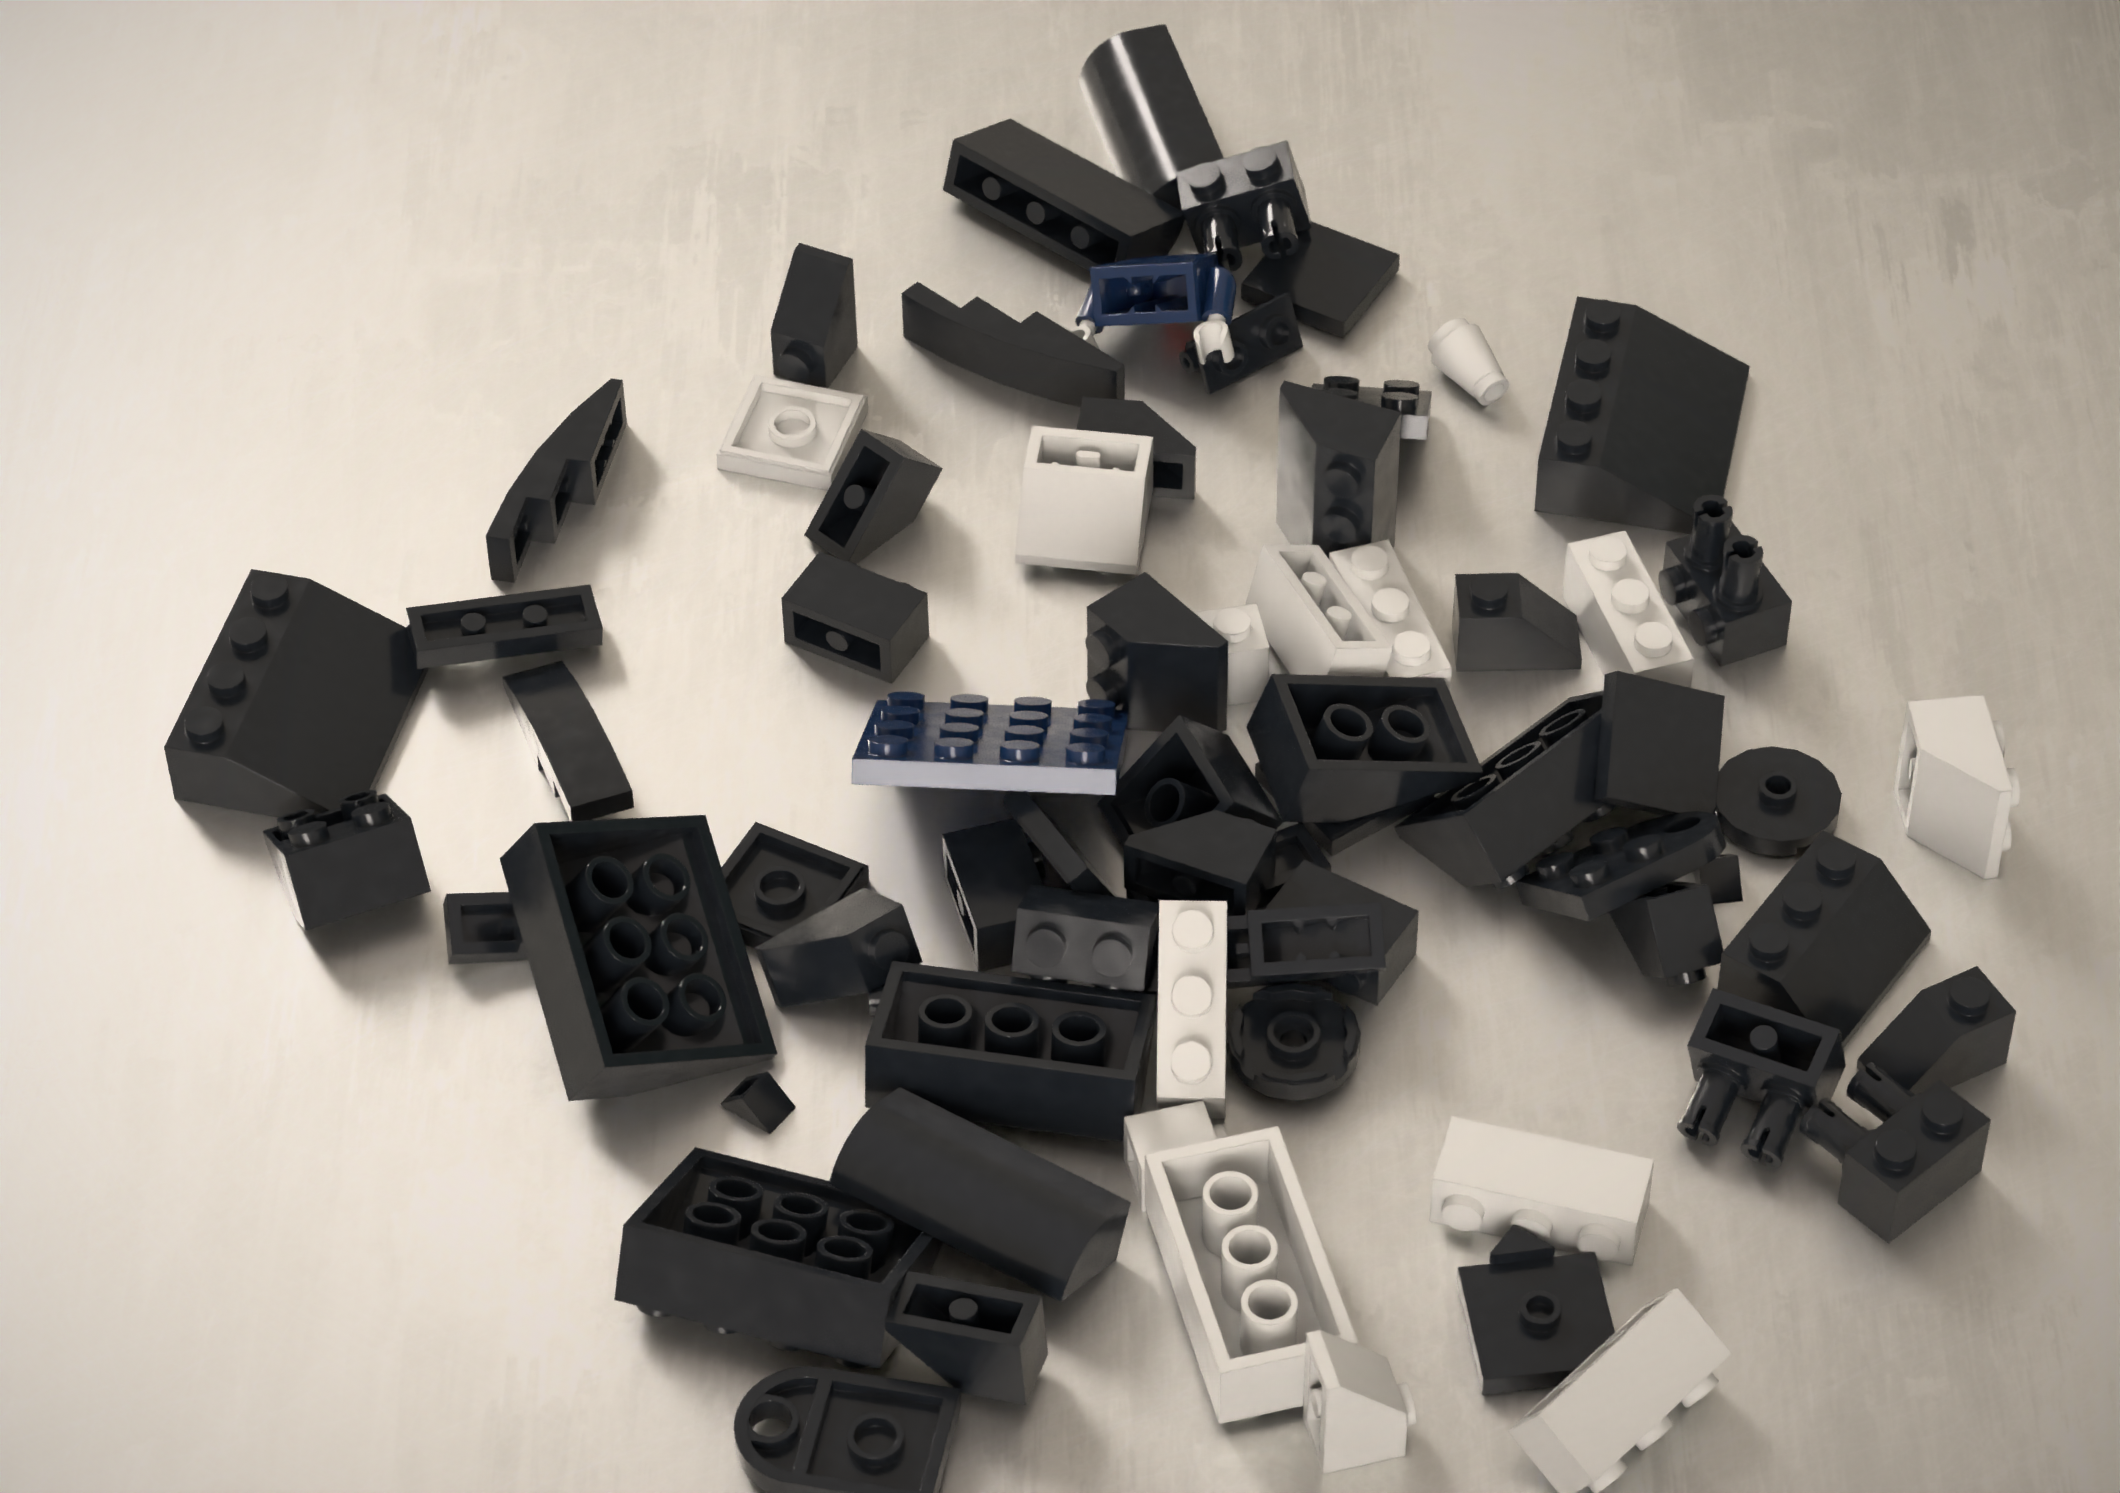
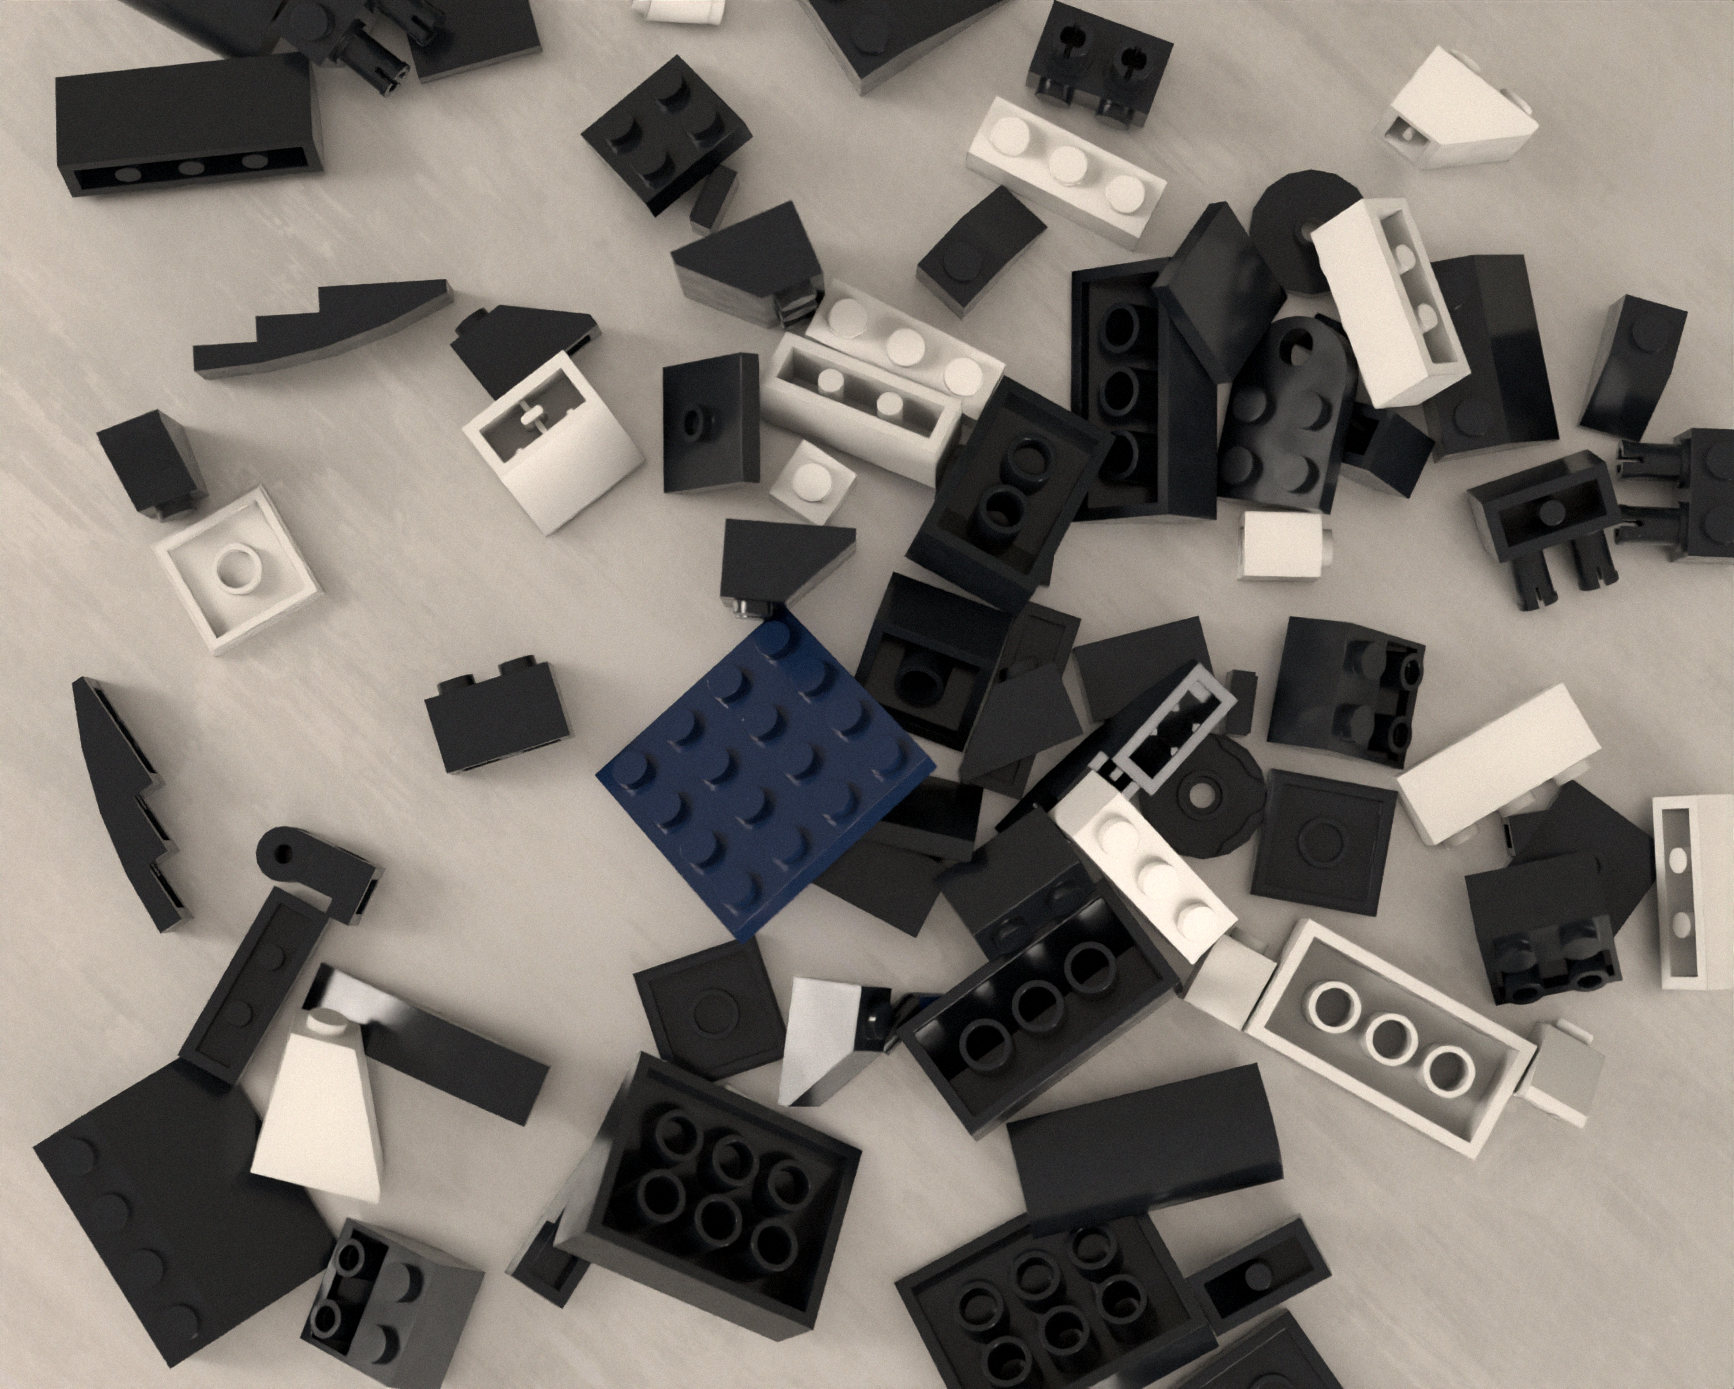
camera: 50 degrees left, 40 degrees up
(456, 700) = (322, 1111): none -> white slope
(630, 607) = (305, 858): none -> black leg
(759, 1102) = (891, 1201): black piece -> none
(872, 496) = (384, 588): black slope -> none
(1162, 292) = (392, 171): dark blue torso -> none
(1210, 557) = (711, 424): none -> black plate
(1257, 340) = (488, 114): black hinge -> none
(1352, 1139) = (1323, 842): none -> black plate
(1387, 1002) = (1238, 720): none -> black tile
(1455, 1303) = (1543, 928): none -> black slope
(1481, 1056) = (1346, 692): none -> black slope
(1532, 941) = (1282, 547): none -> white brick
(1779, 829) = (1390, 302): none -> white brick

